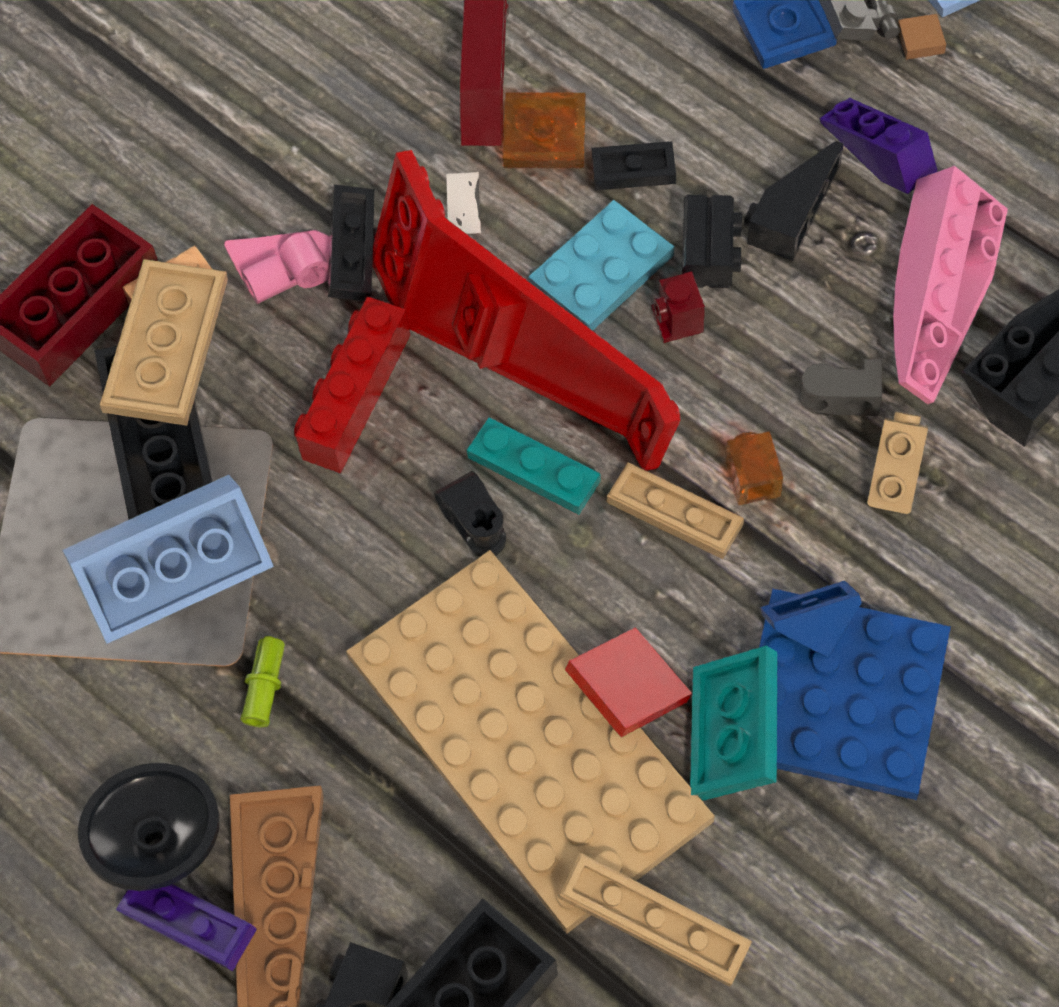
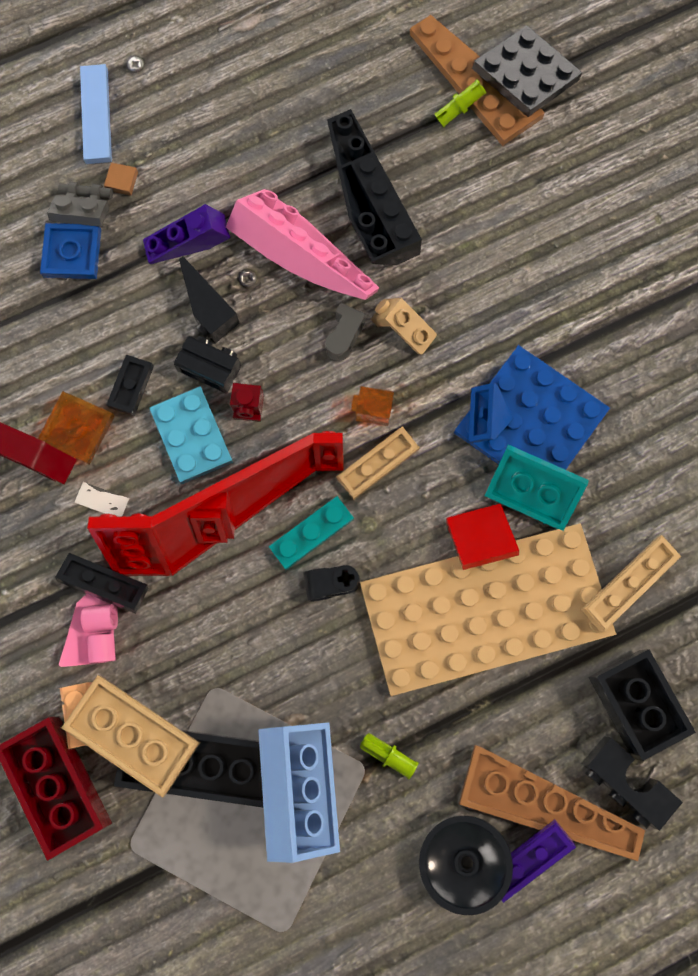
camera: 70 degrees left, 15 degrees up
(352, 384) = (208, 621): red brick -> none

